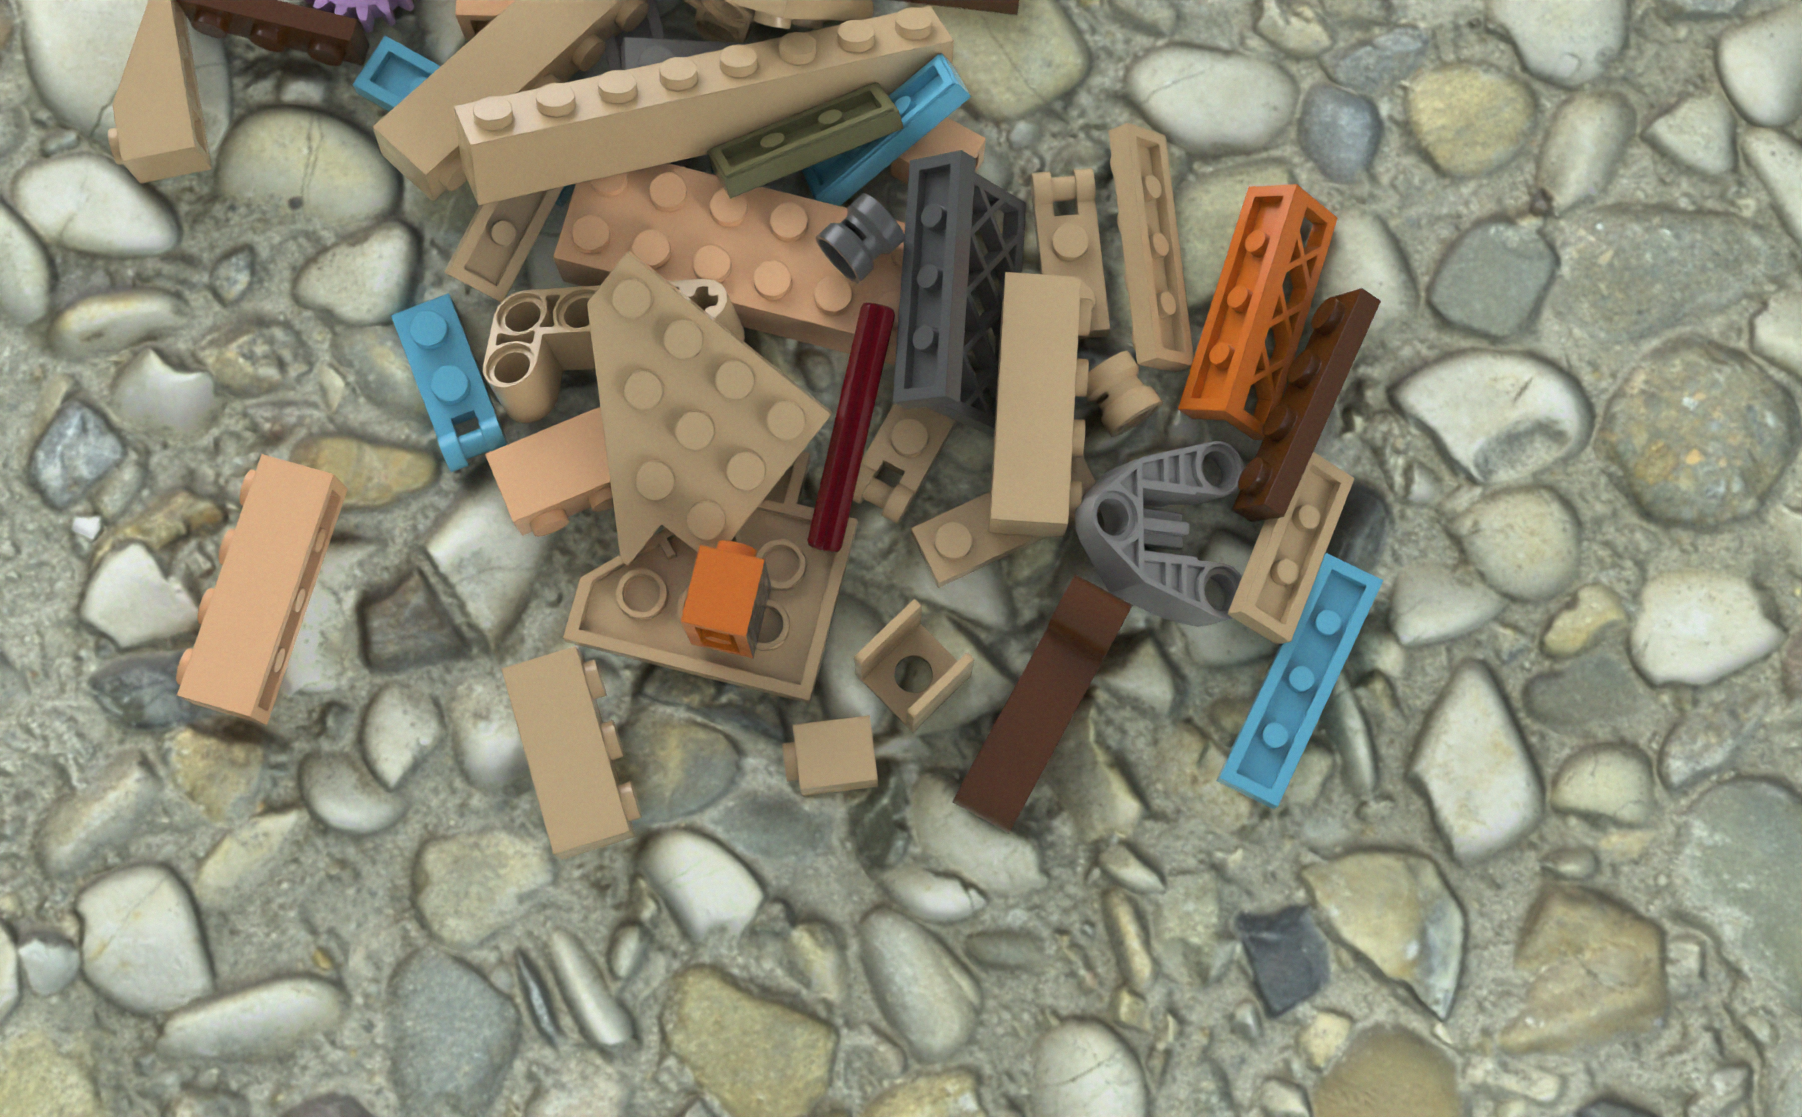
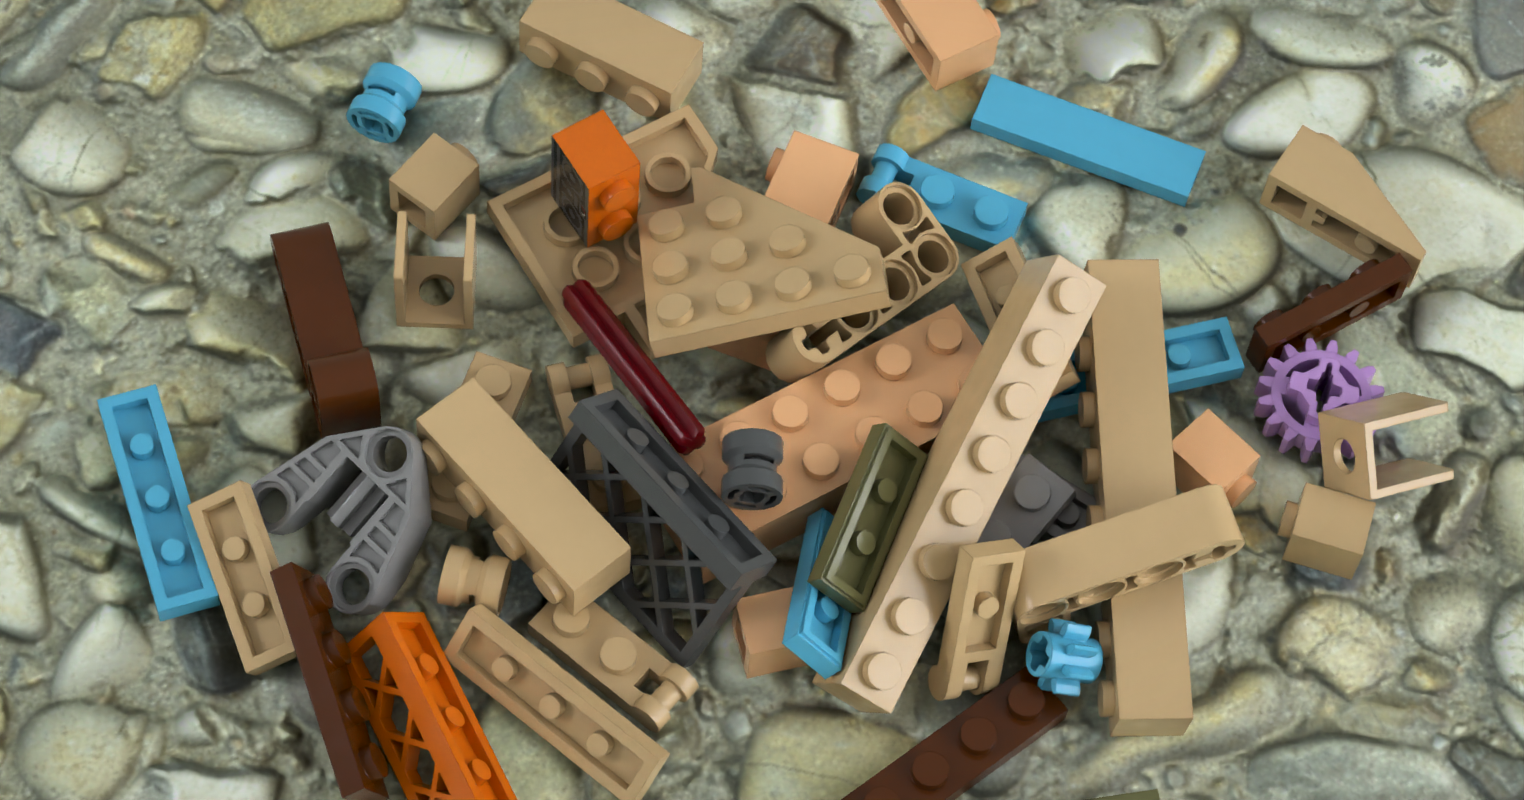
camera: 130 degrees right, 15 degrees down
(283, 331) = (1087, 140): none -> medium azure tile
(815, 867) = (385, 99): none -> medium azure wheel

